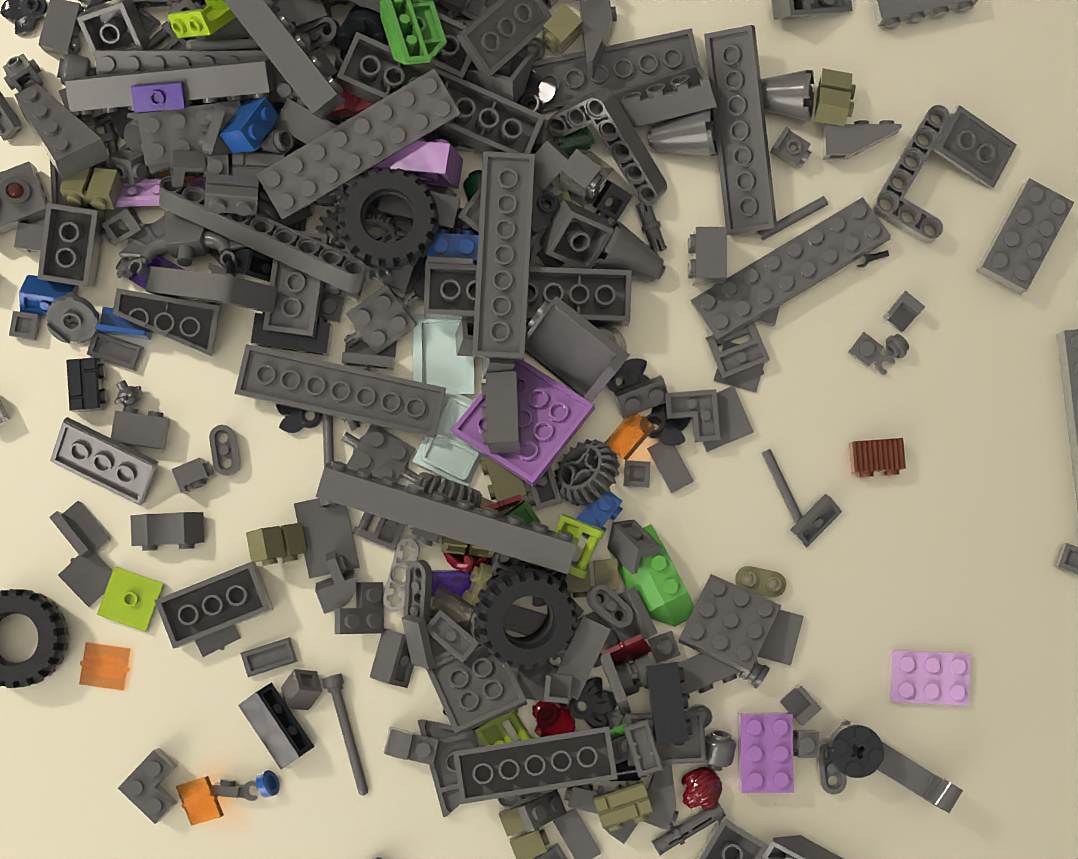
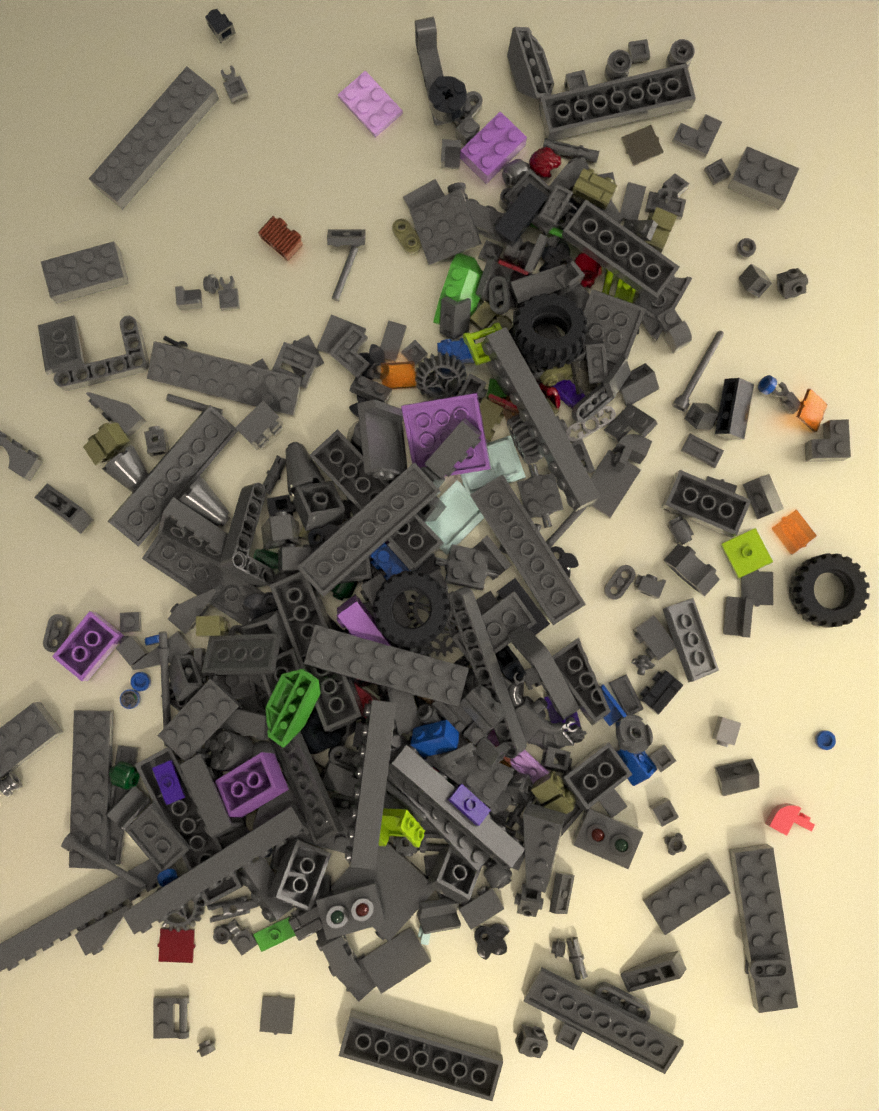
camera: 135 degrees left, 0 degrees up
(166, 670) = (763, 496): none -> dark grey panel
(214, 557) = (680, 530): none -> dark grey brick
(276, 543) = (641, 501): olive piece -> none

